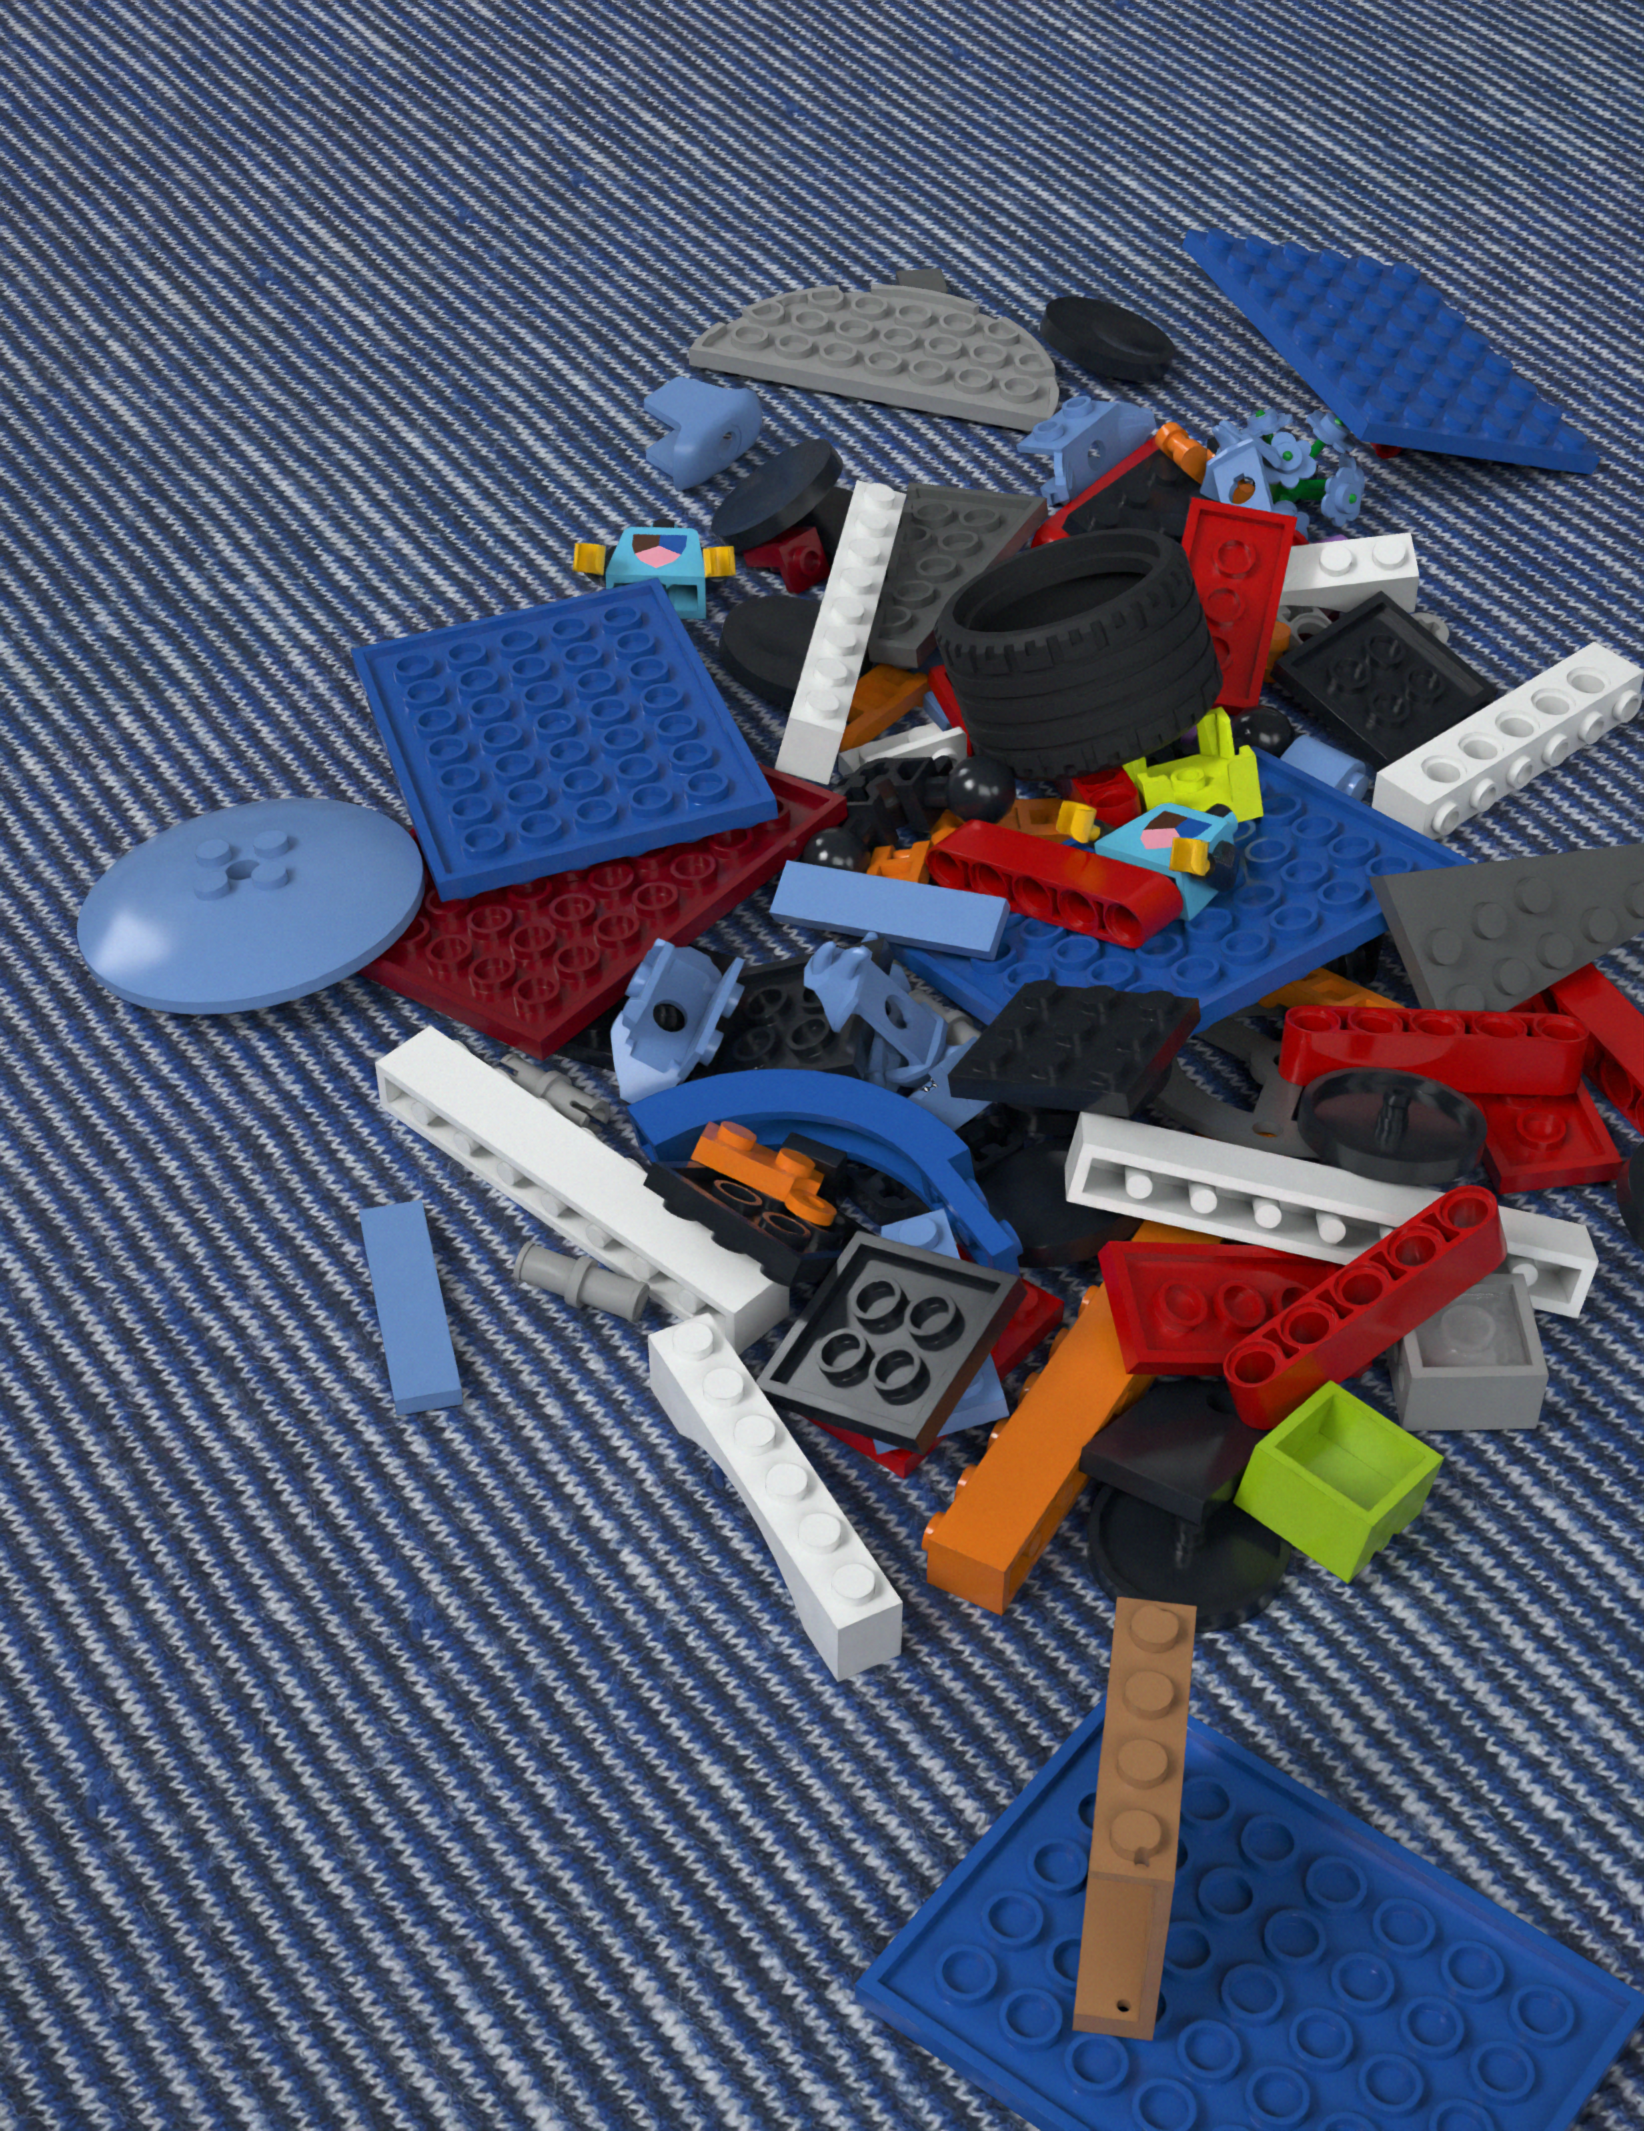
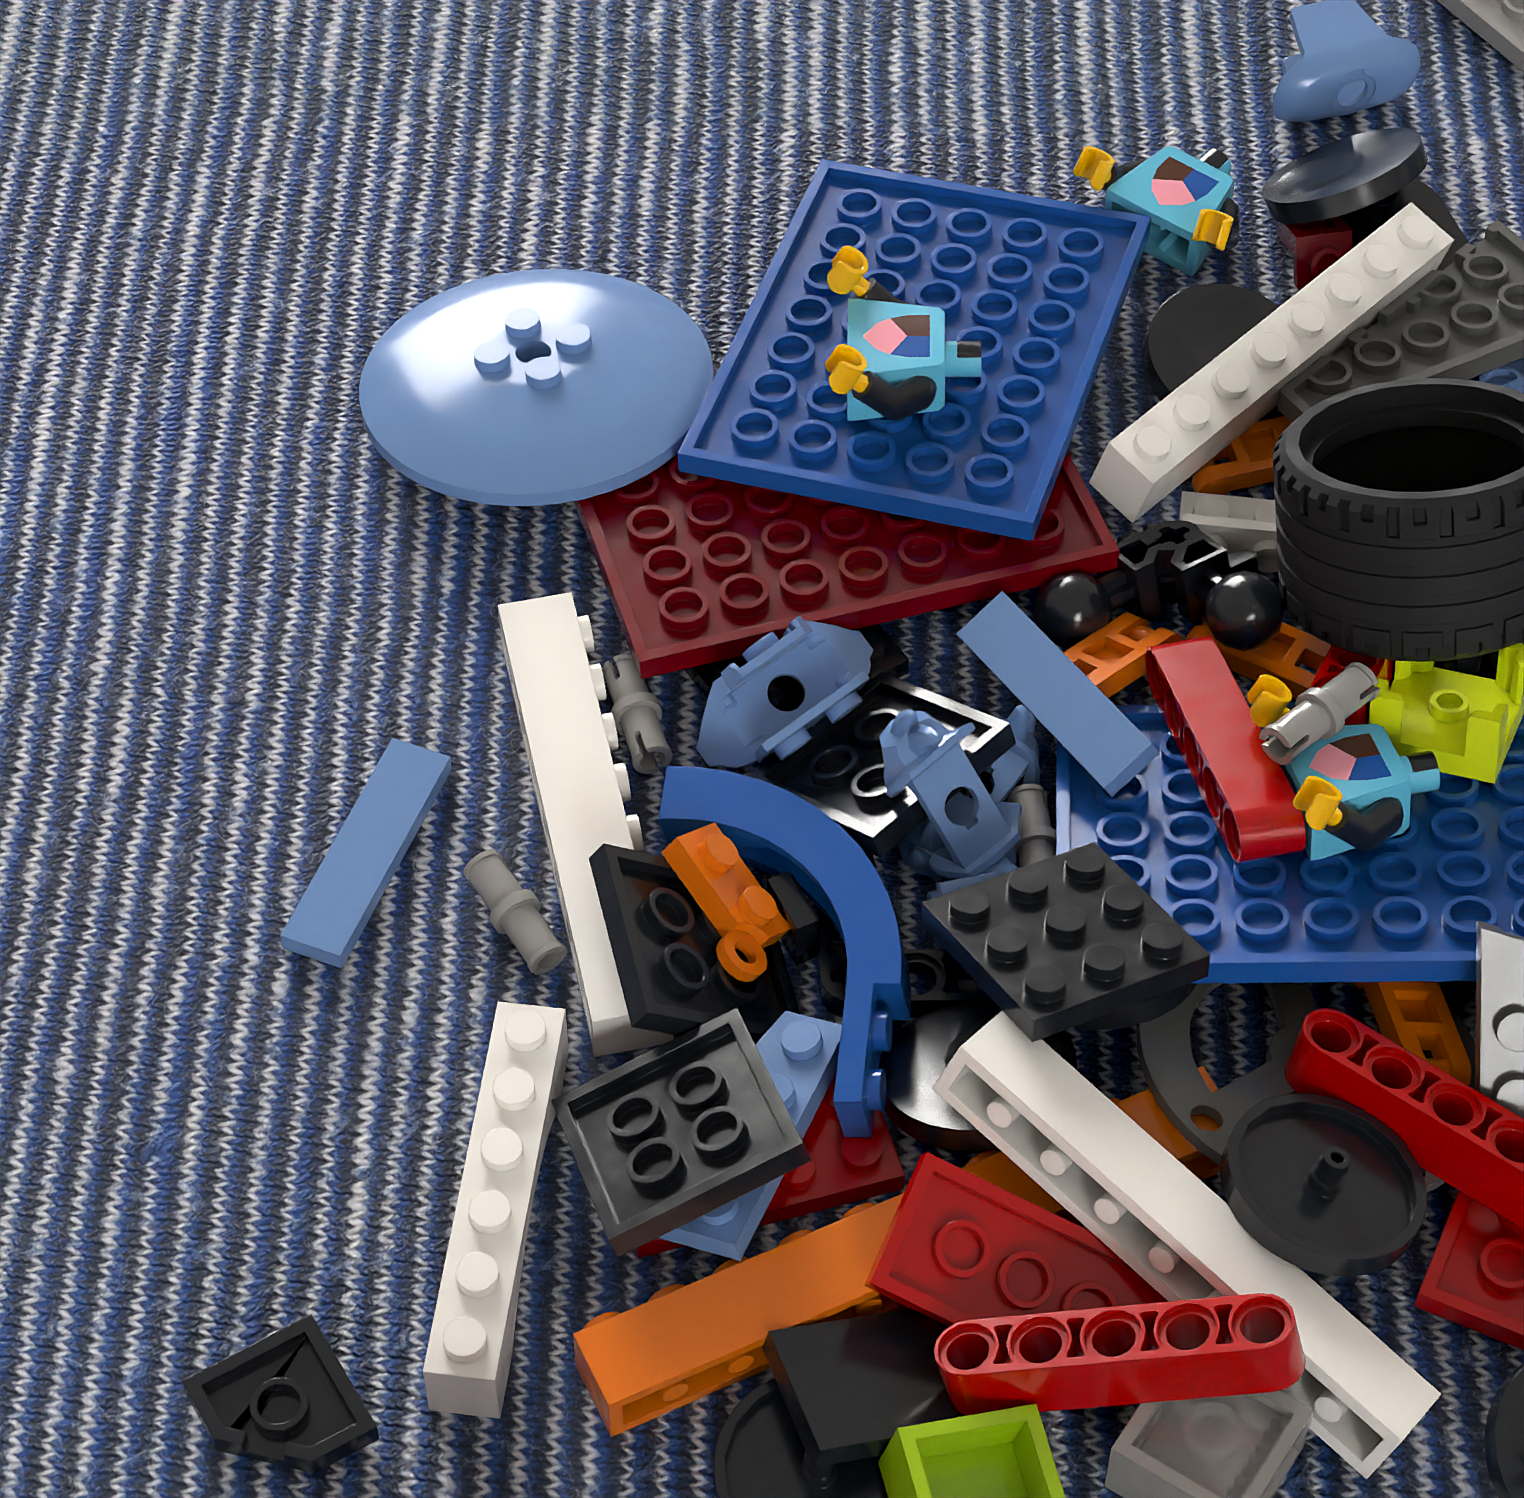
camera: 35 degrees right, 10 degrees up
(559, 734) = (893, 348): none -> torso
(720, 1738) = (283, 1402): none -> black plate
(1125, 808) = (1319, 713): none -> light grey pin

